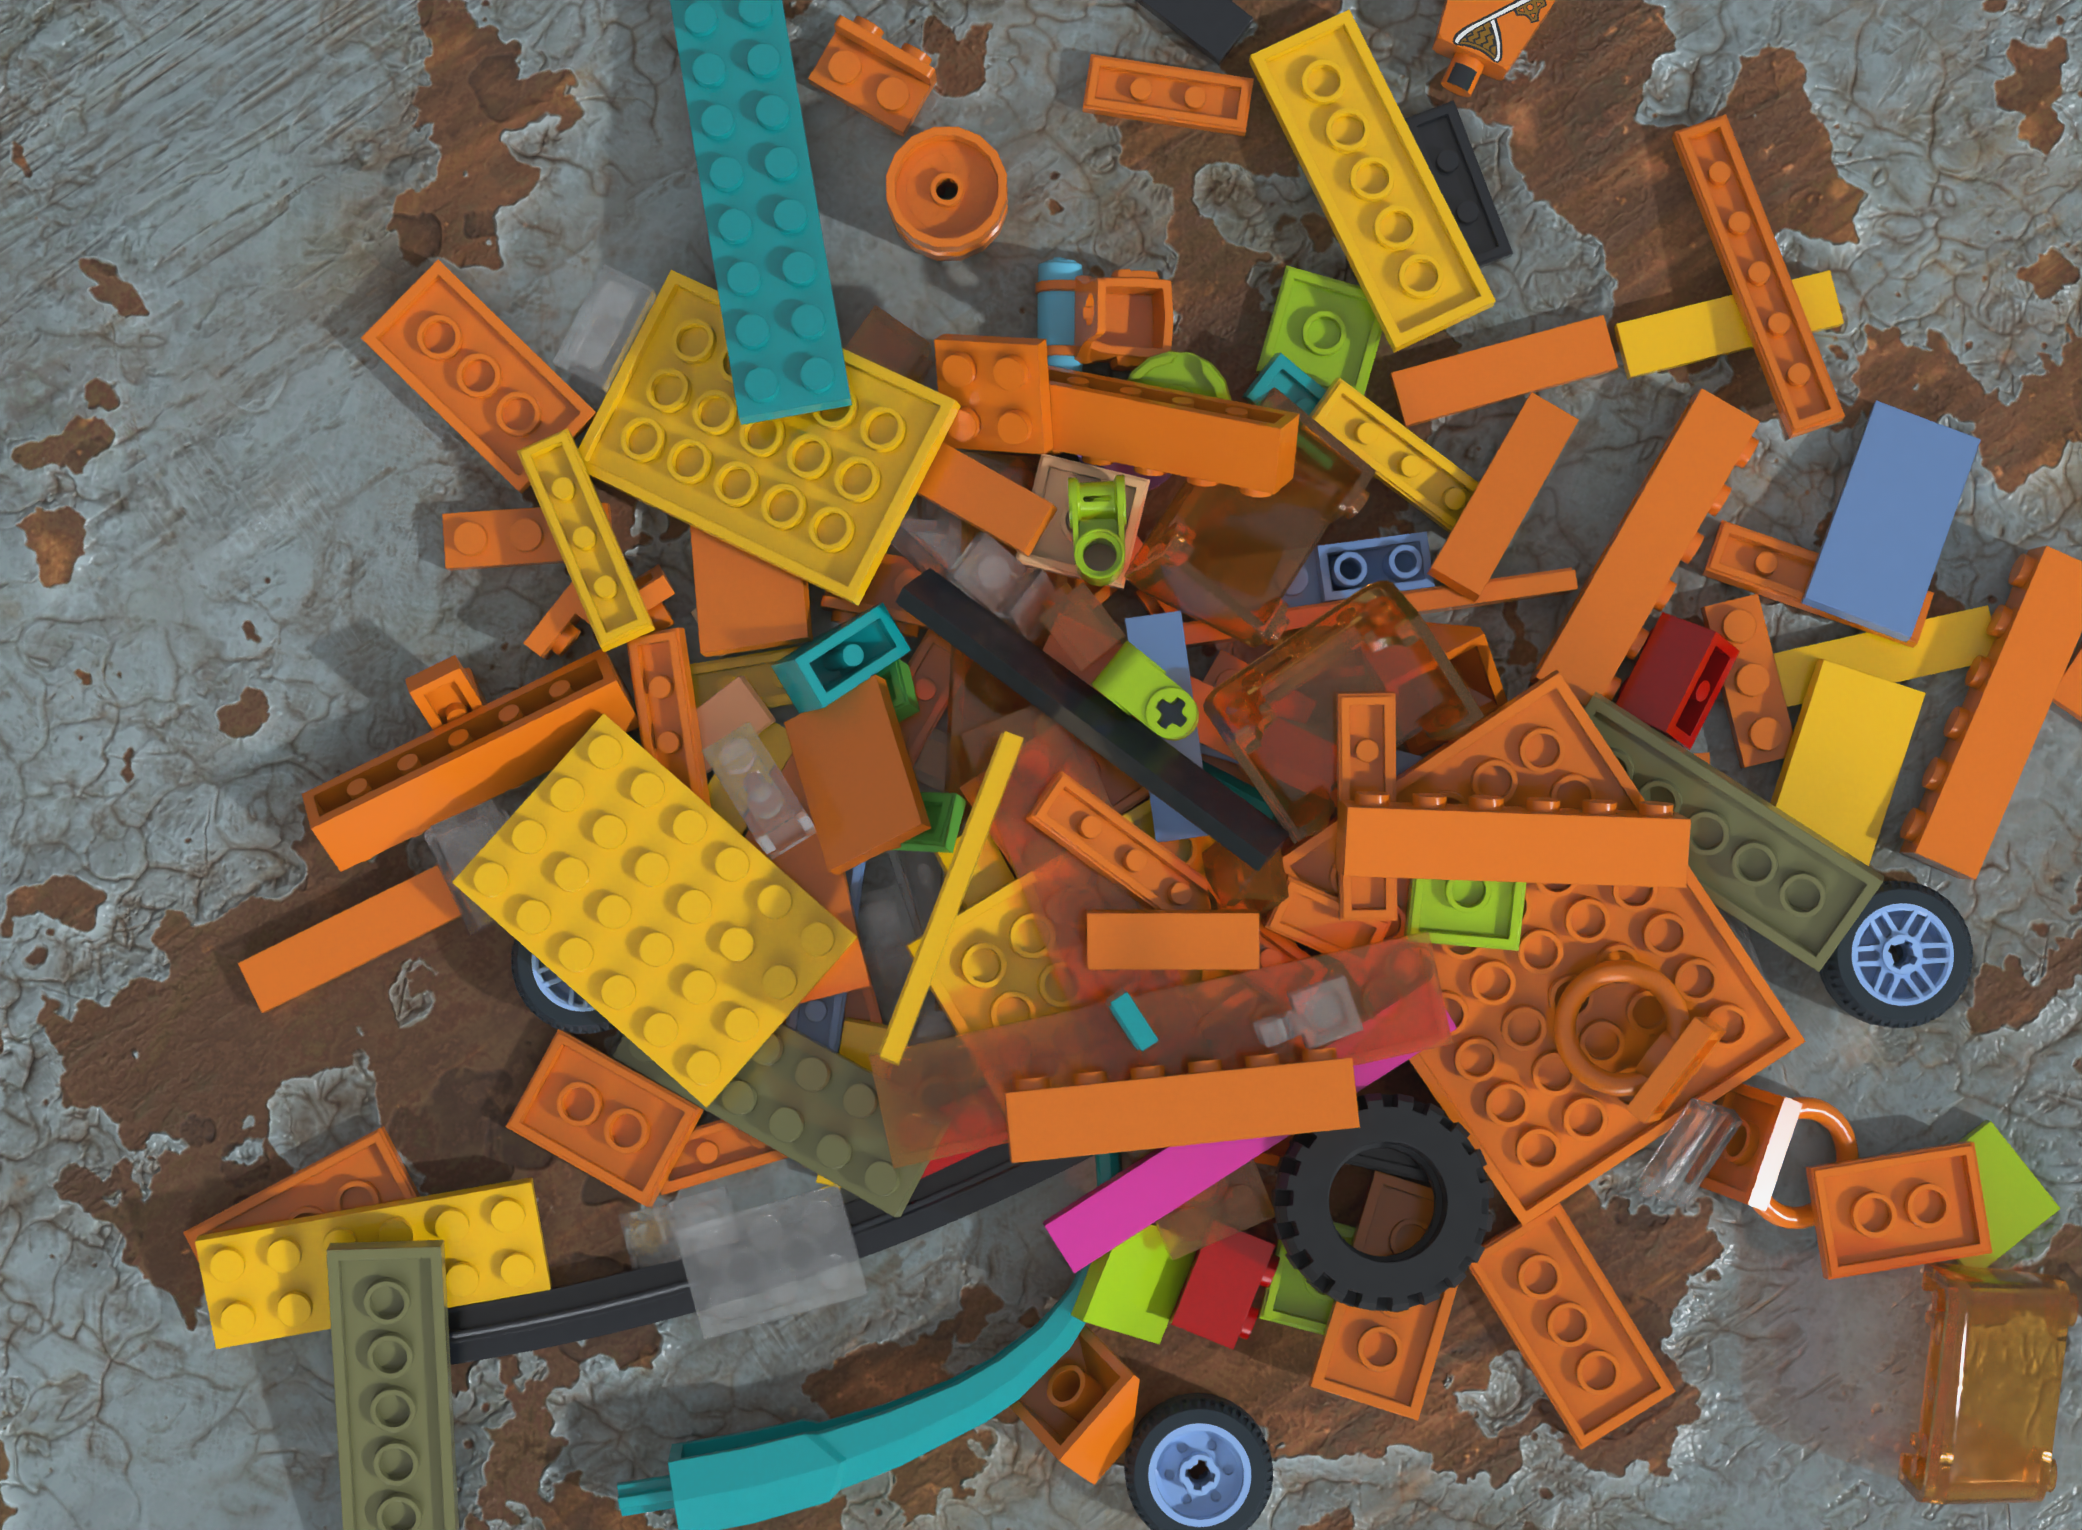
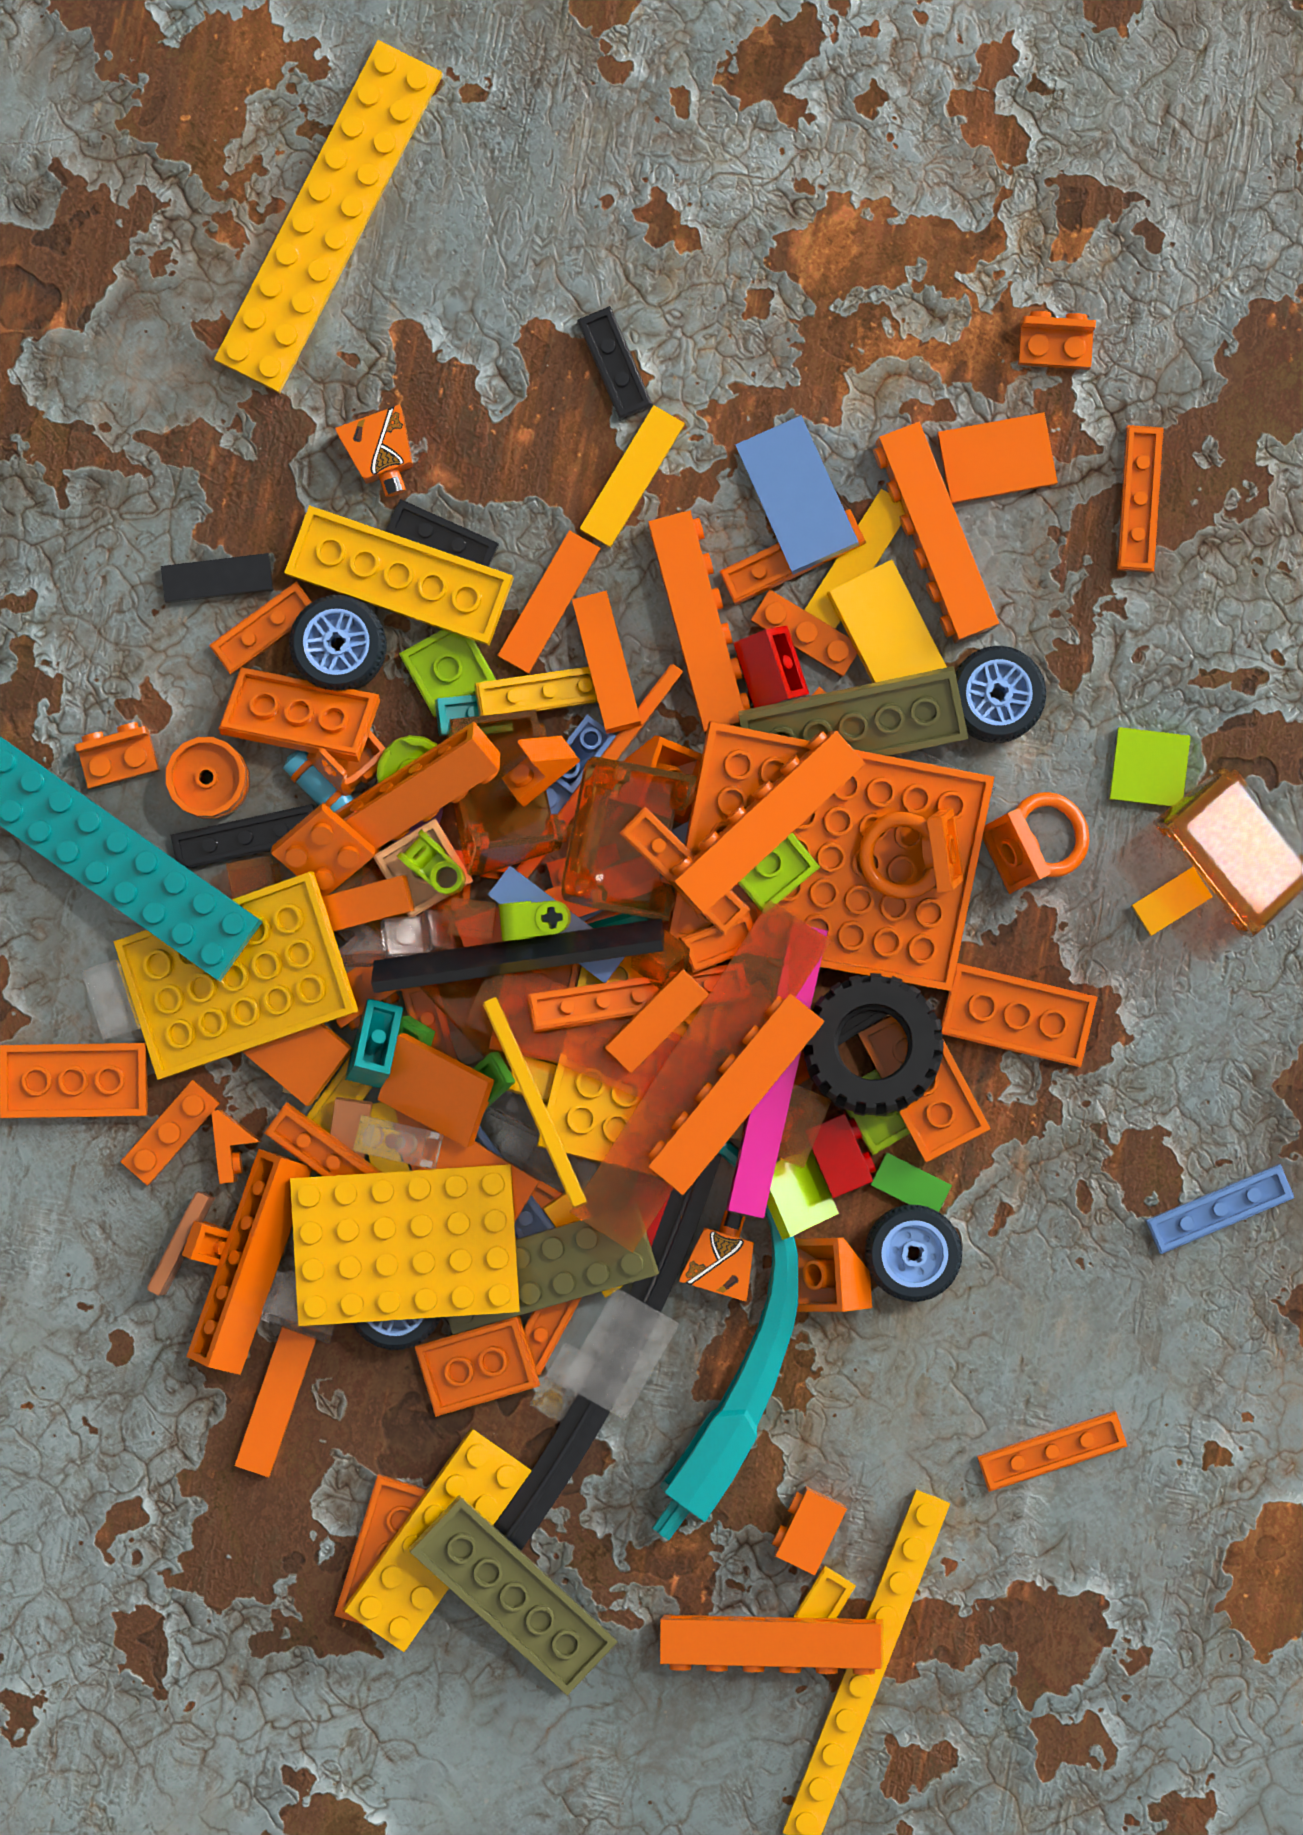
camera: 45 degrees left, 0 degrees up
(391, 673) = (173, 1256): none -> nougat tile
(585, 540) = (201, 1107): yellow tile -> none
(654, 589) = (254, 1105): orange tile -> none
(910, 287) = (235, 838): none -> black tile
(982, 1267) = (721, 1259): none -> orange torso
(1115, 223) = (299, 714): none -> orange tile
(1131, 1020) = (673, 1076): teal tile -> none
(1217, 155) = (317, 630): none -> wheel
(1269, 1389) = (910, 1183): none -> bright green tile
(1318, 1014) = (756, 989): clear plate -> none
(1327, 540) = (546, 763): none -> orange slope
(1694, 1154) = (997, 878): clear tile -> none
(1758, 276) = (622, 441): orange tile -> none
(1831, 184) = (615, 363): none -> black tile
(1859, 1367) = (1171, 901): none -> tile
(1898, 1210) = (1115, 810): orange tile -> none

